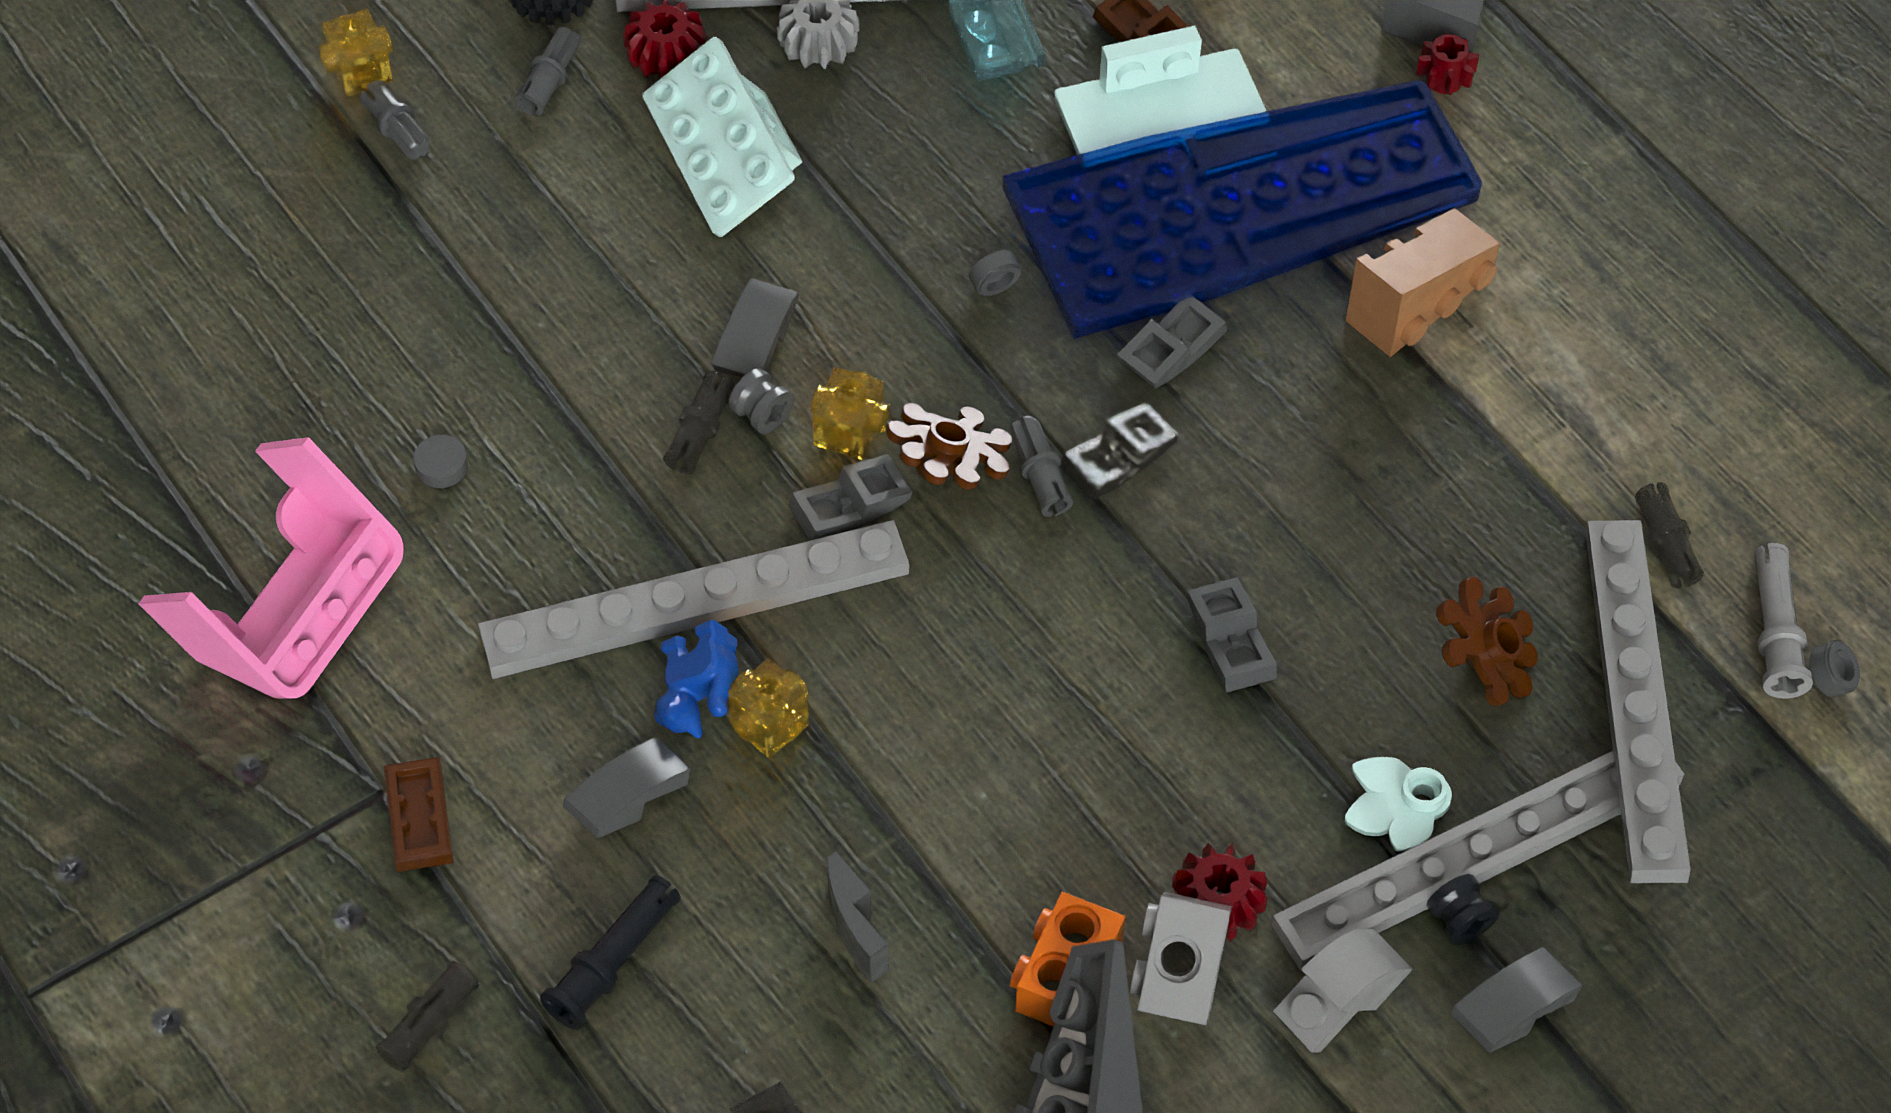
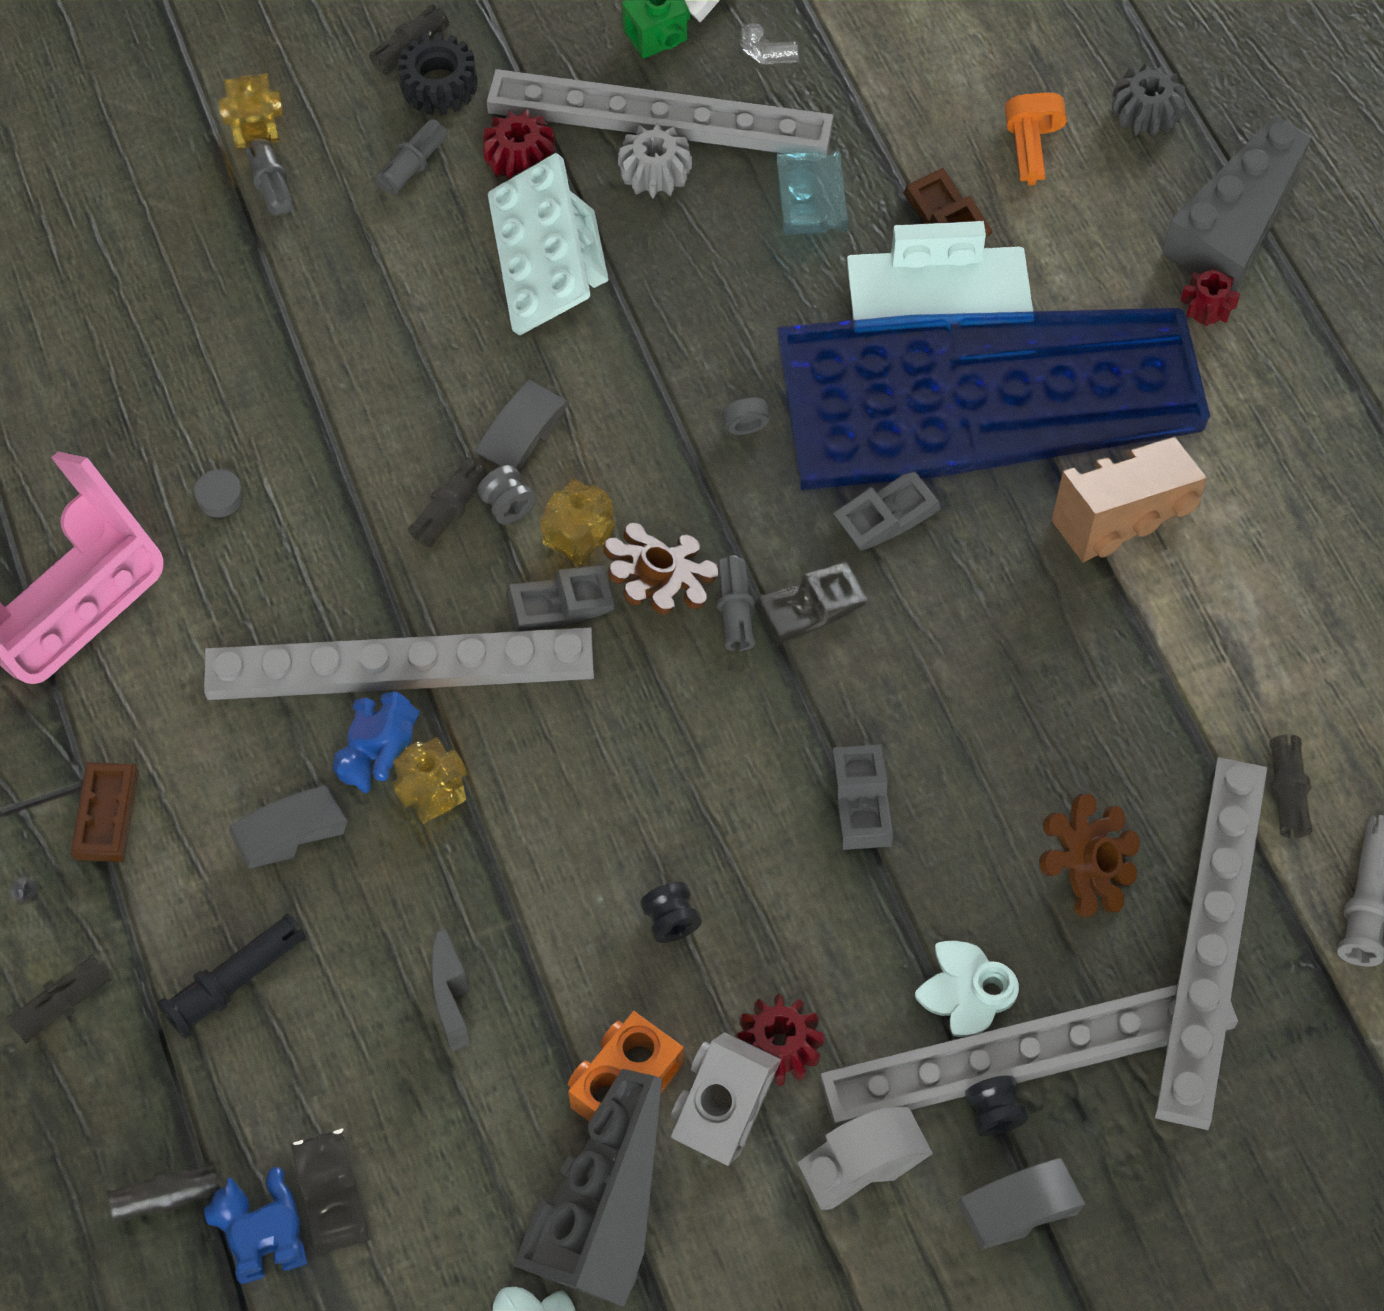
camera: 15 degrees right, 5 degrees up
(1066, 789) = (670, 912): none -> black wheel

